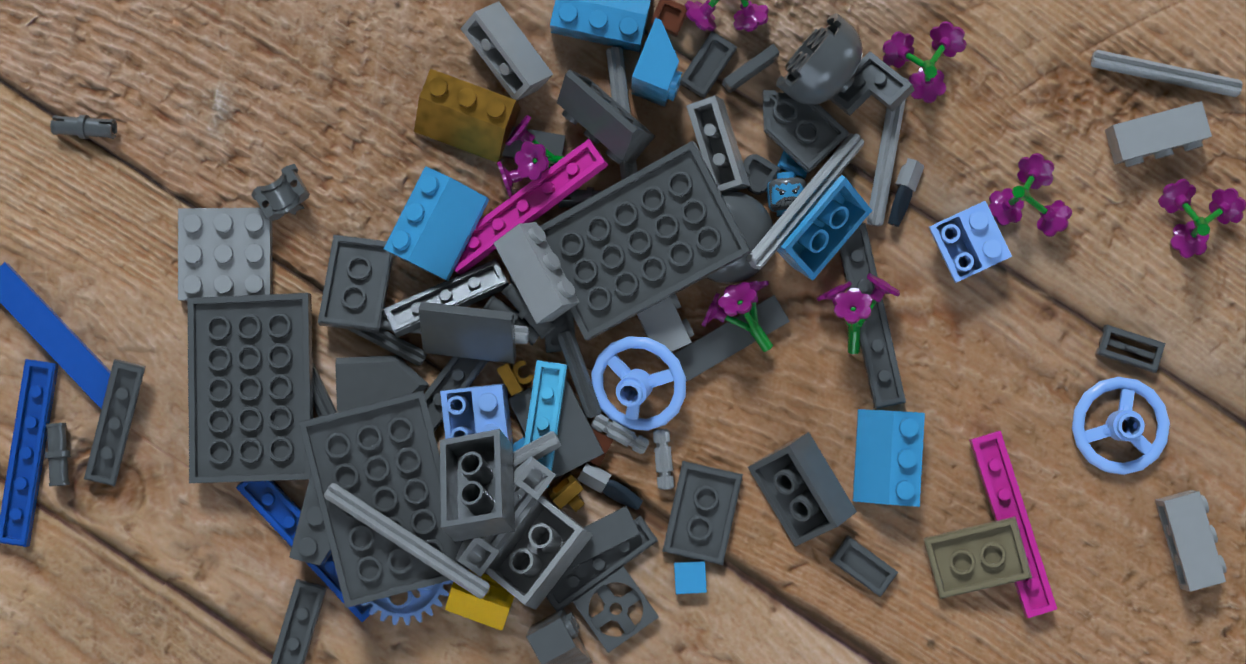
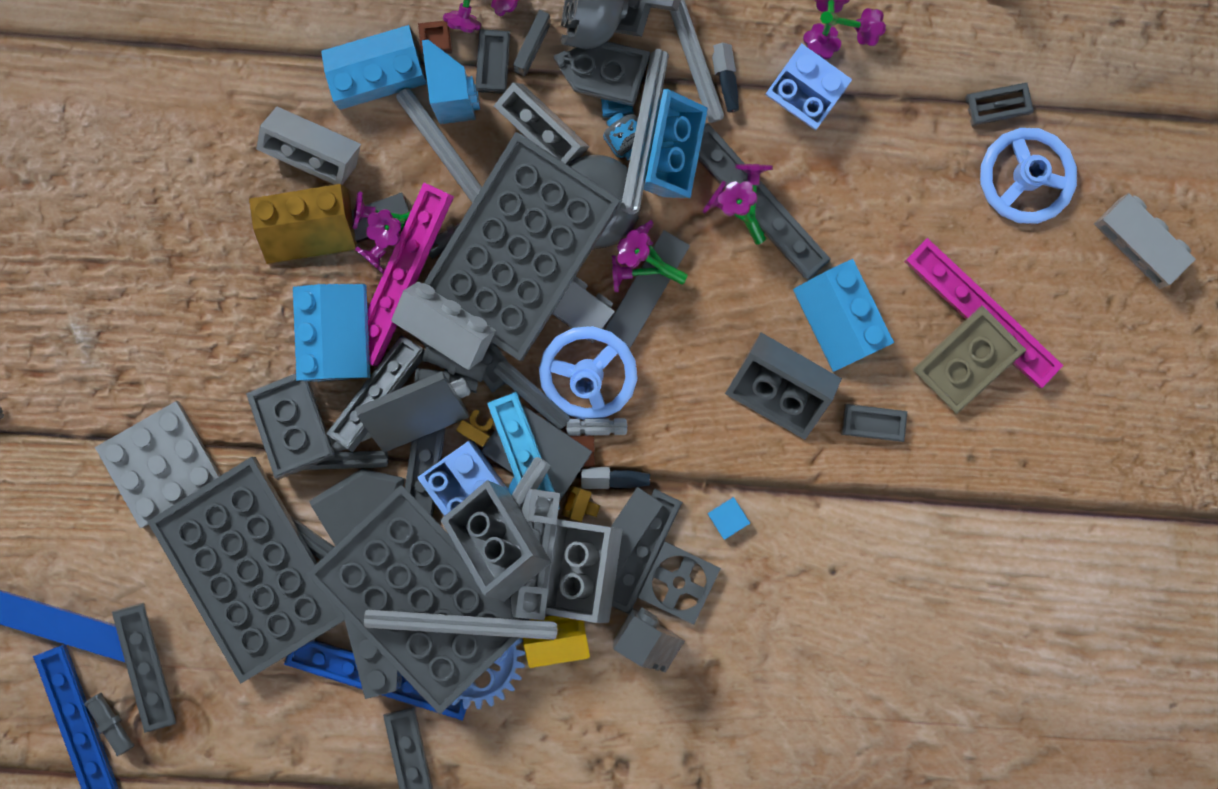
camera: 30 degrees left, 0 degrees up
(282, 194) = (180, 383): dark grey piece -> none
(603, 118) = (426, 158): dark grey slope -> none
(663, 459) = (647, 428): light grey axle -> none
(702, 512) = (707, 455): dark grey tile -> none
(759, 173) = (591, 131): dark grey tile -> none

